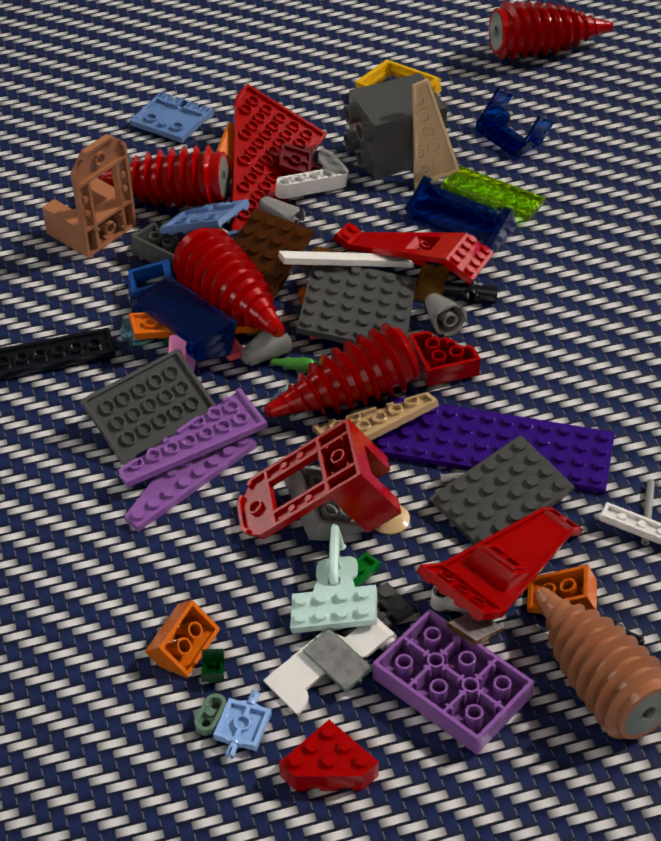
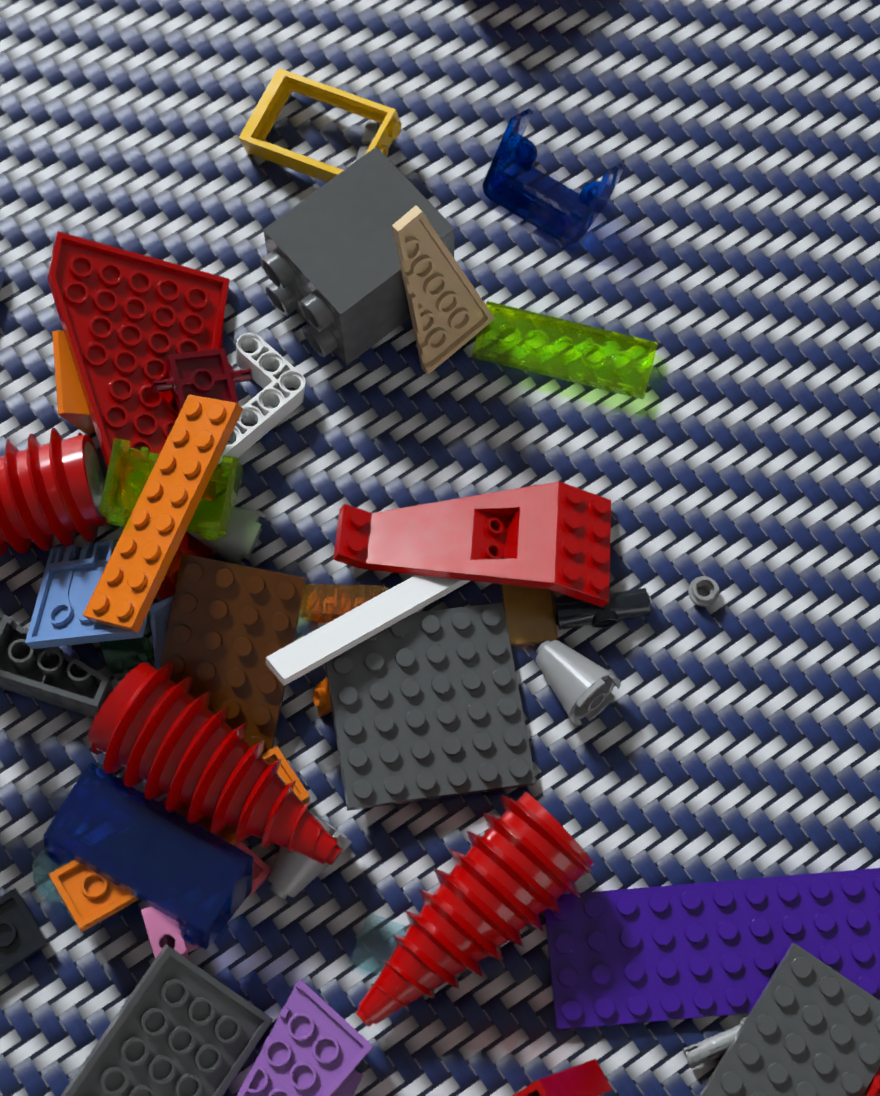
camera: 20 degrees left, 25 degrees up
(146, 273) = (77, 736): blue window -> none
(250, 184) = (162, 513): none -> orange plate
(259, 185) = (130, 471): none -> clear neon green windscreen
(298, 364) = (386, 867): bright green piece -> none
(376, 422) = (533, 989): tan wing -> none
(443, 359) = (607, 792): red brick -> none
(460, 215) = (529, 430): clear blue windscreen -> none
(531, 298) = (707, 583): none -> light grey plate

